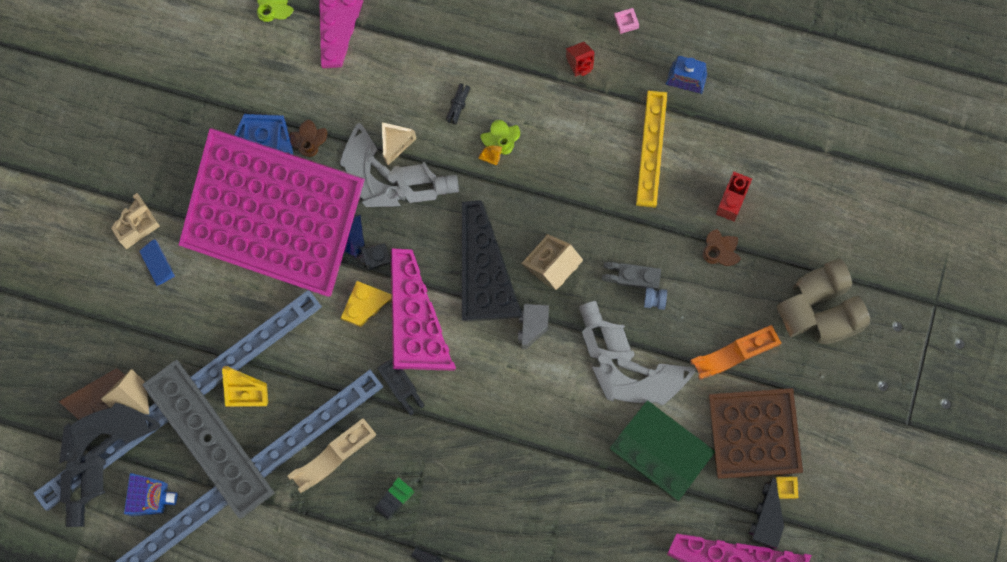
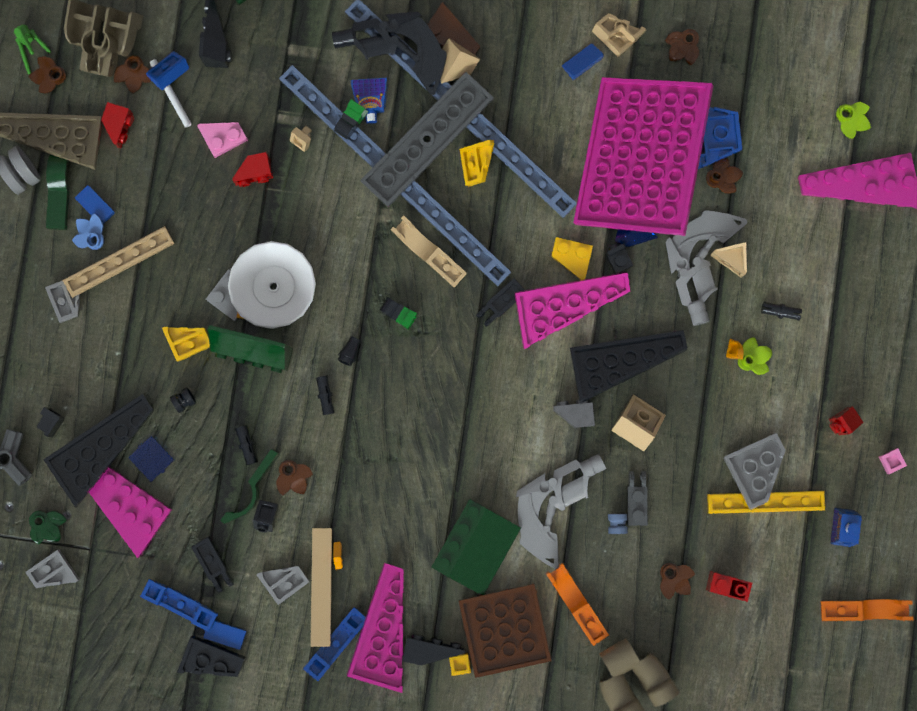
camera: 85 degrees right, 10 degrees up
(164, 160) = (681, 48): none -> reddish brown plate
(168, 519) = (350, 119): none -> leg
(617, 151) = (756, 469): none -> light grey plate
(772, 69) = (866, 610): none -> orange piece

